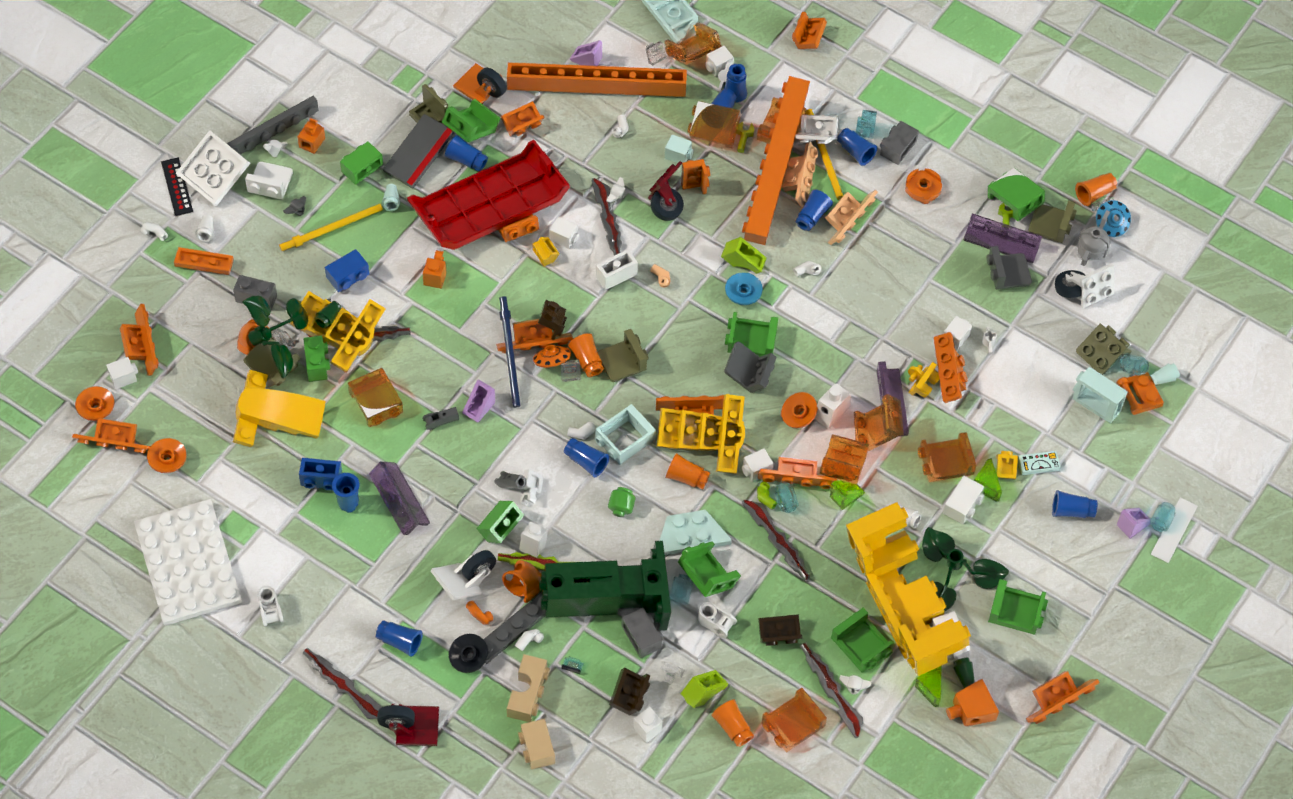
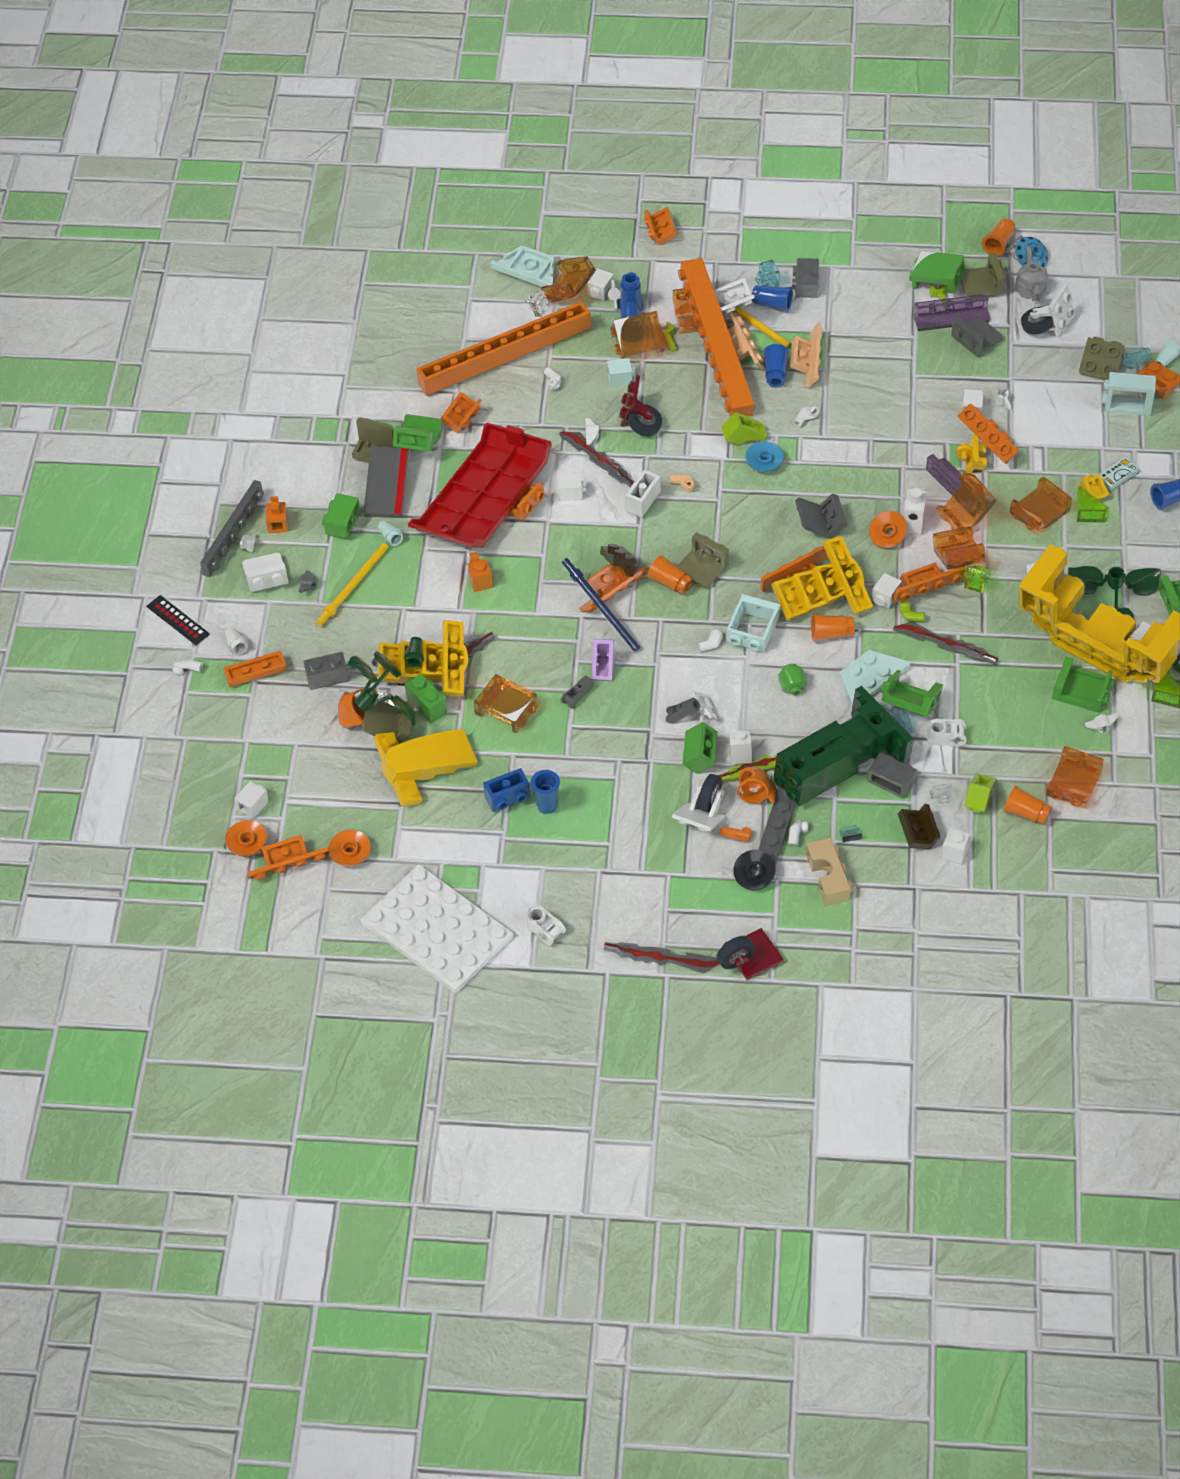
camera: 25 degrees left, 5 degrees down
(138, 340) = (248, 764): orange bracket -> none
(213, 168) = (206, 584): white plate -> none
(347, 270) = (398, 611): blue brick -> none
(398, 497) = (589, 776): clear purple panel -> none
(400, 637) = (682, 888): blue plant -> none
(465, 154) = (432, 464): blue plant -> none
(481, 83) = (402, 400): plate -> none
(537, 744) = (872, 912): tan brick -> none
(545, 250) = (564, 510): yellow piece -> none
(551, 356) = (638, 591): orange dish -> none
(570, 371) = (664, 595): clear tile -> none
(587, 456) = (733, 658): blue plant -> none
(588, 54) = (477, 331): lavender slope -> none
(695, 175) = (654, 383): orange bracket -> none
(753, 334) = (806, 486): bright green panel -> none
(779, 628) = (1006, 711): dark brown bracket -> none
(786, 497) = (931, 605): clear light blue brick -> none
(832, 689) = (1086, 738): flat silver sword -> none
(923, 194) = (853, 310): orange plate -> none
(963, 500) = (1080, 532): white brick -> none

